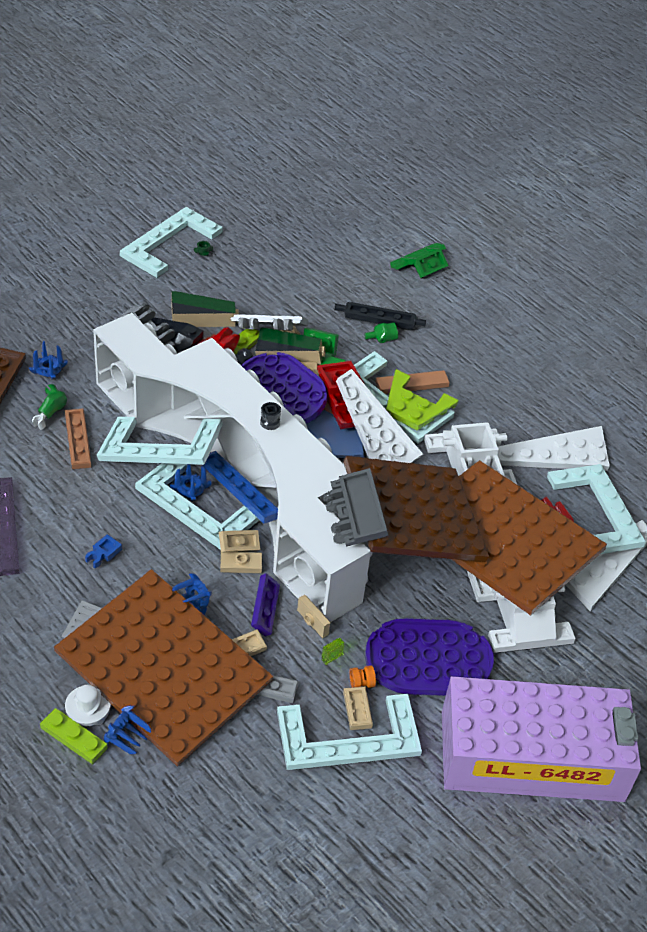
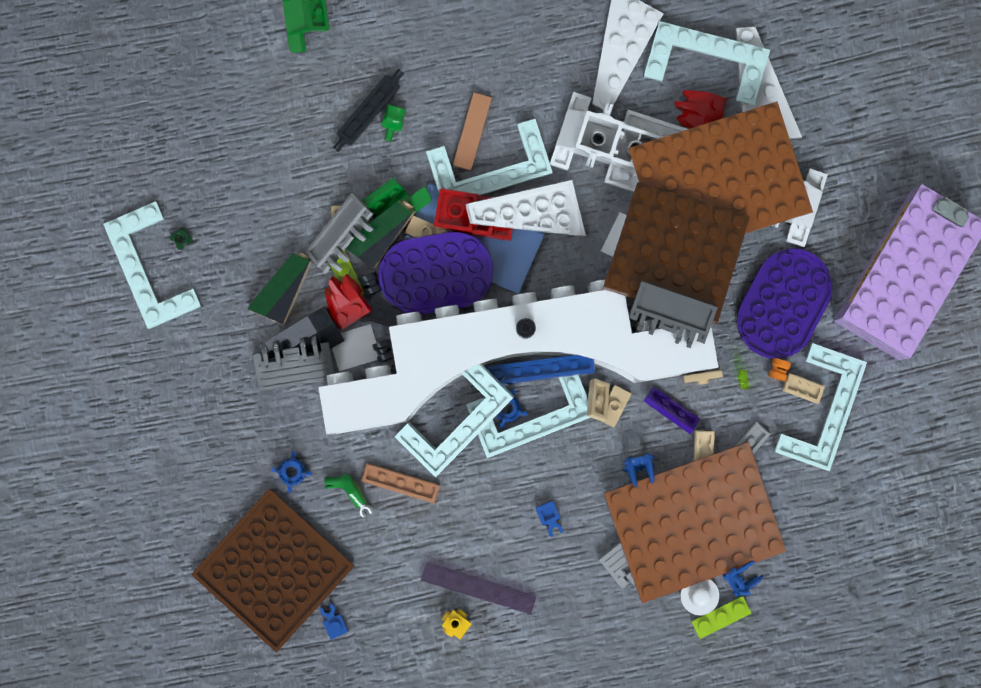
camera: 55 degrees left, 40 degrees up
(411, 408) = (514, 160): lime wing -> none

